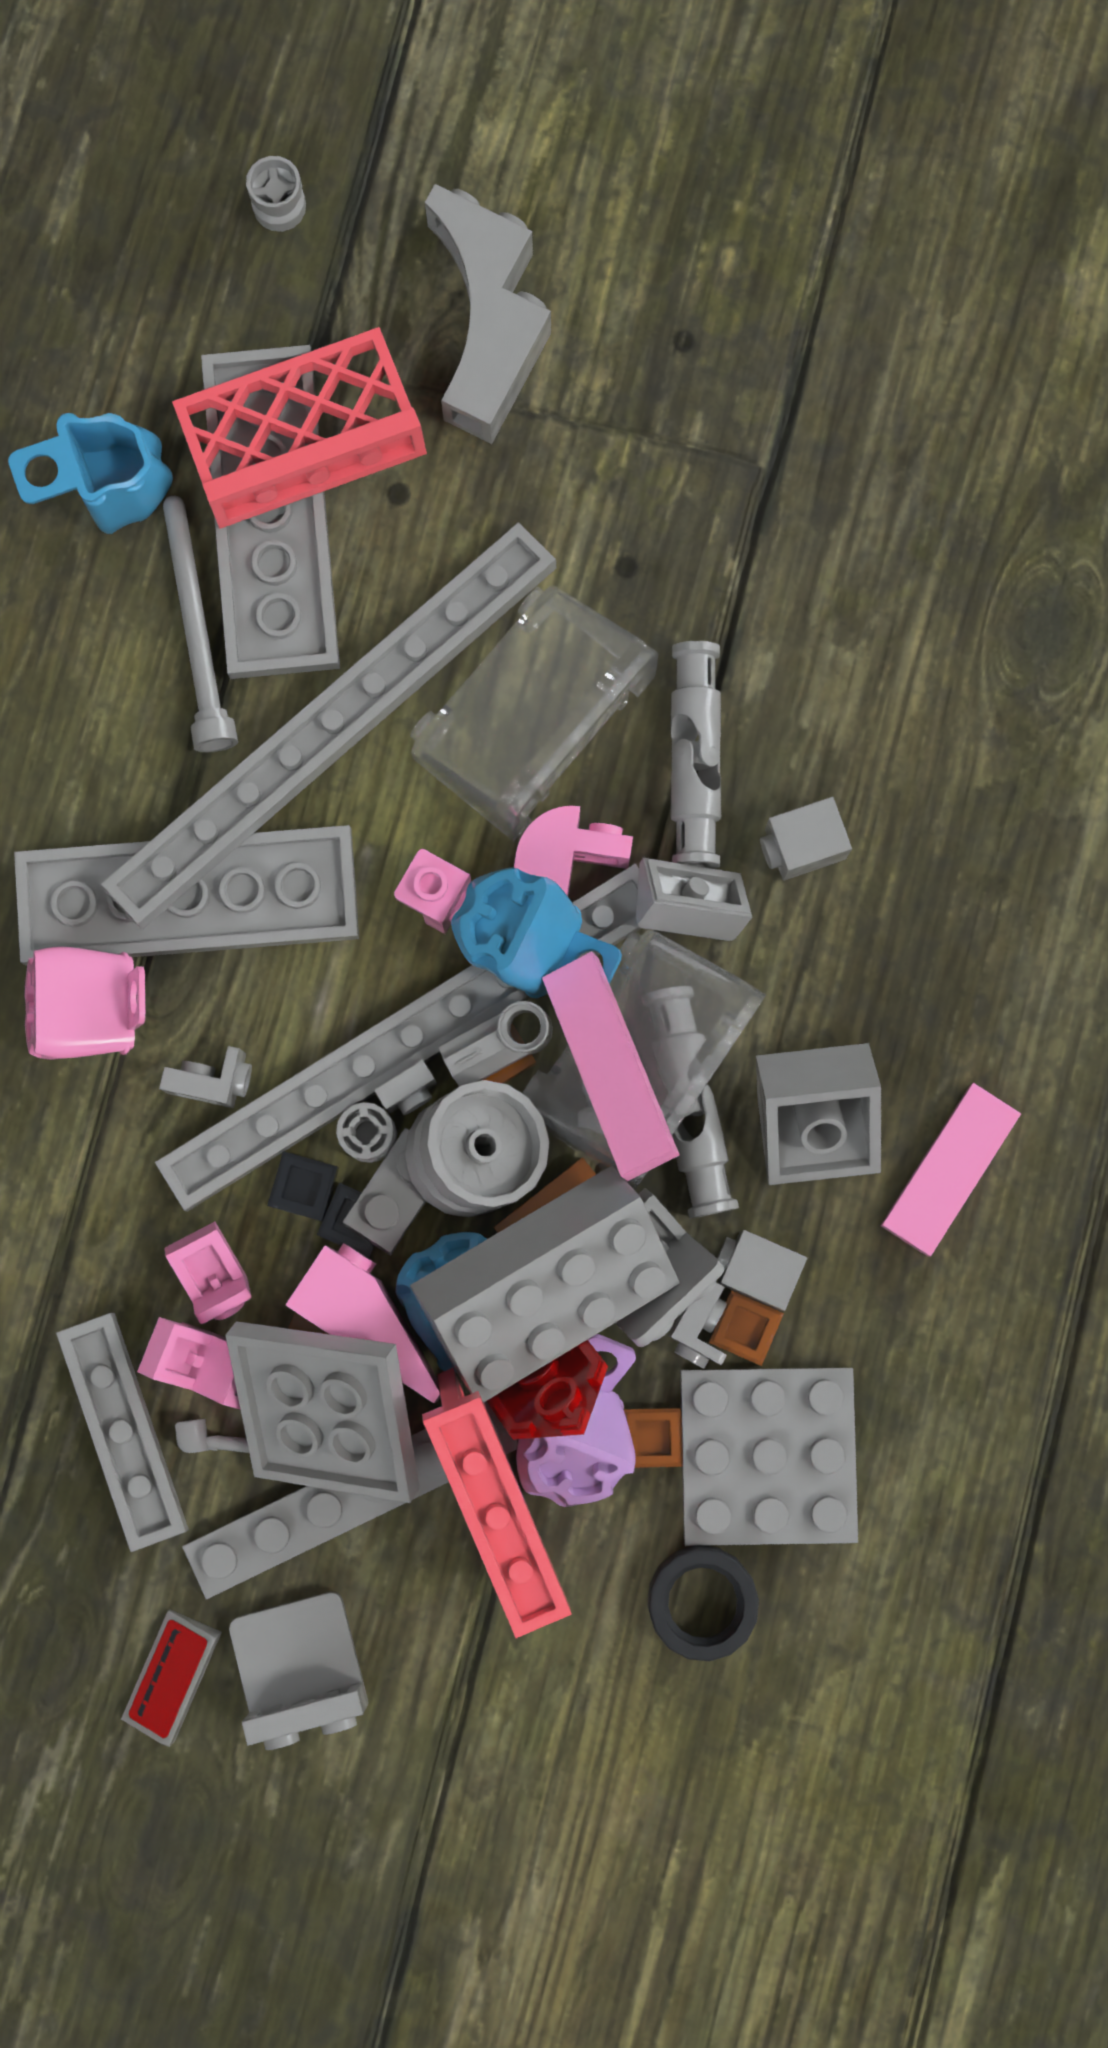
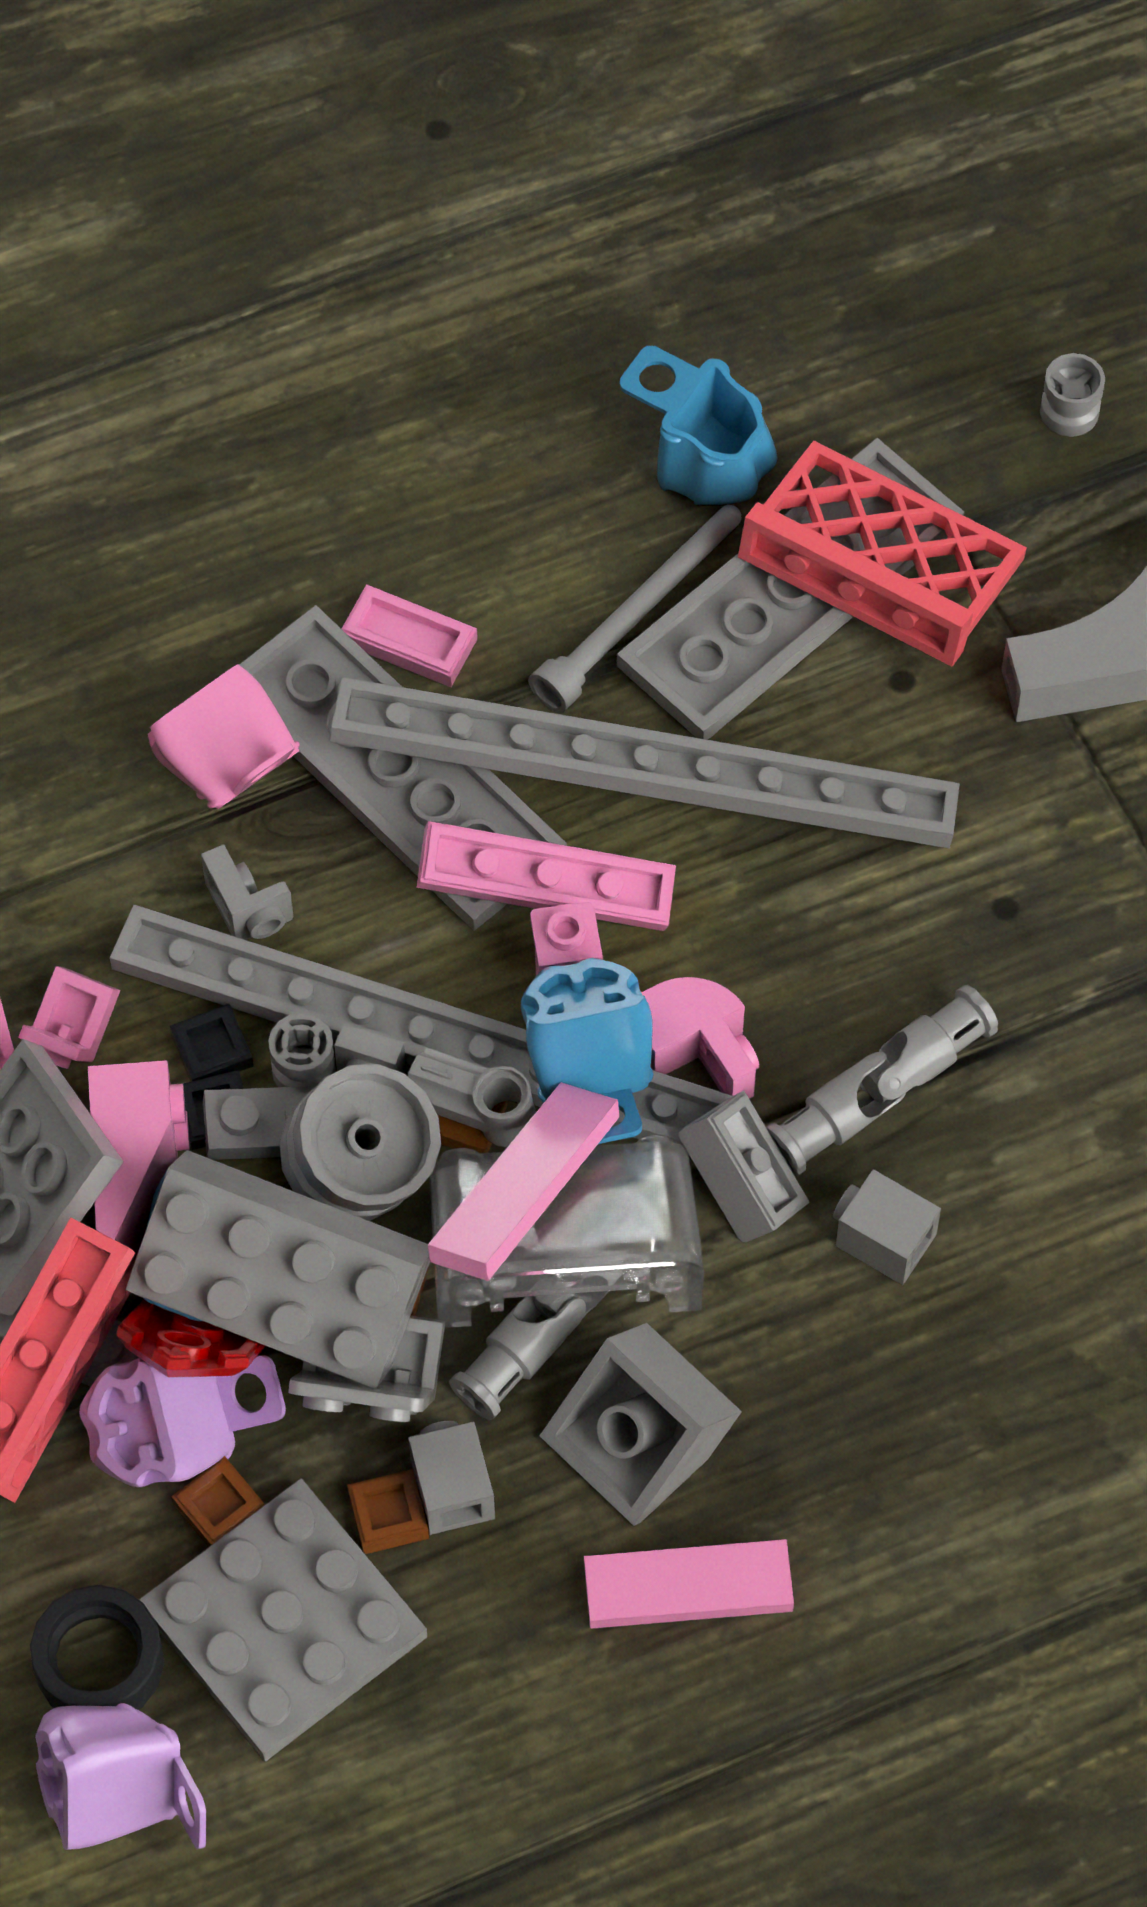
camera: 50 degrees right, 20 degrees down
(86, 803) = (410, 635): none -> bright pink tile
(365, 861) = (545, 875): none -> bright pink tile
(532, 707) = (805, 907): clear windscreen -> none
(698, 1316) = (362, 1451): light grey bracket -> none
(800, 1661) = (113, 1774): none -> lavender piece

